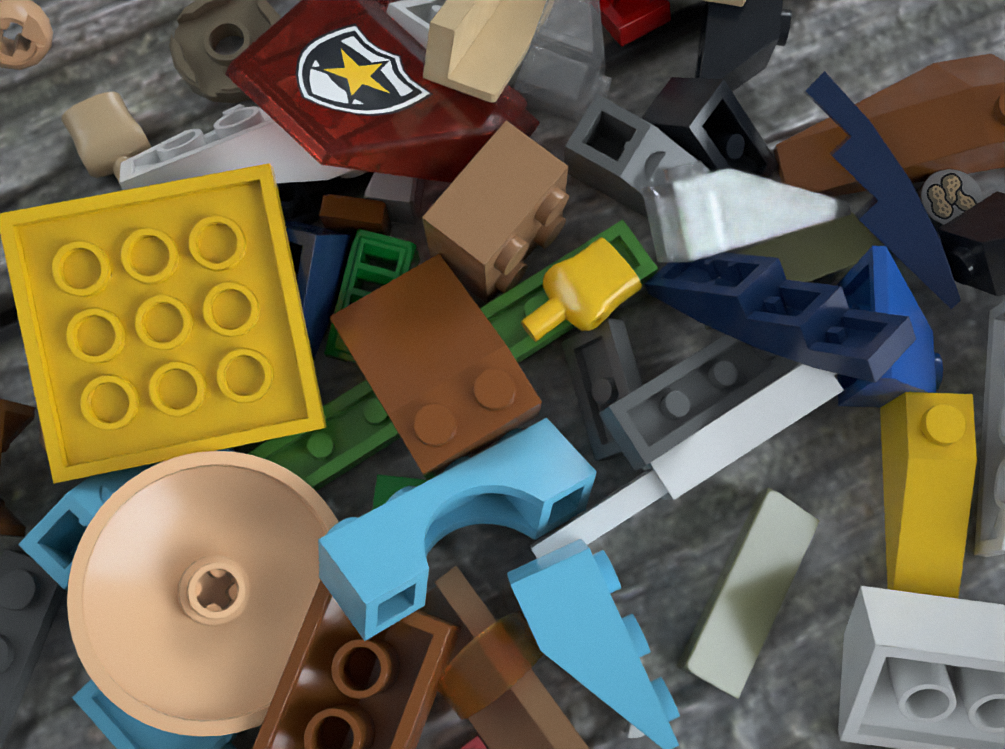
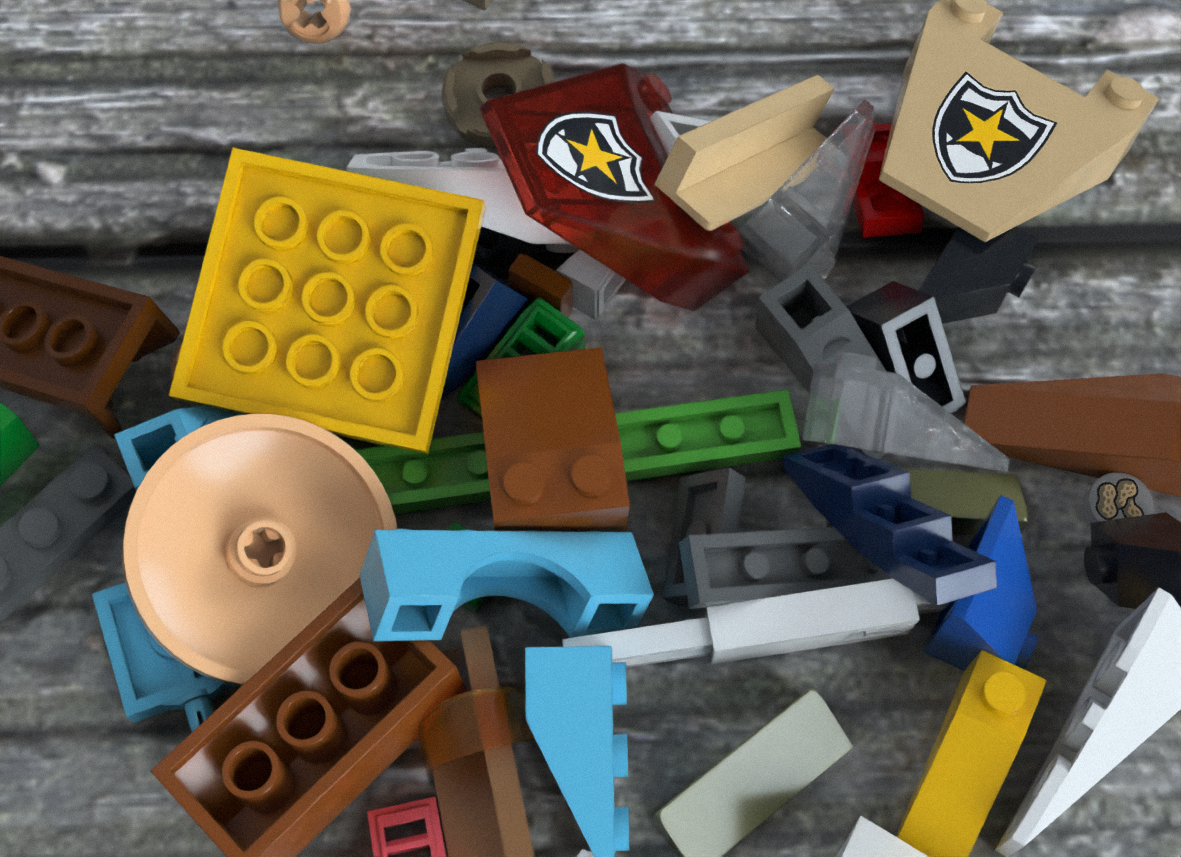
camera: 20 degrees right, 10 degrees down
(104, 133) = (352, 125): tan piece -> none
(498, 212) = (671, 333): medium nougat brick -> none
(583, 290) = (718, 433): yellow piece -> none
(895, 209) = (1052, 485): dark blue slope -> none

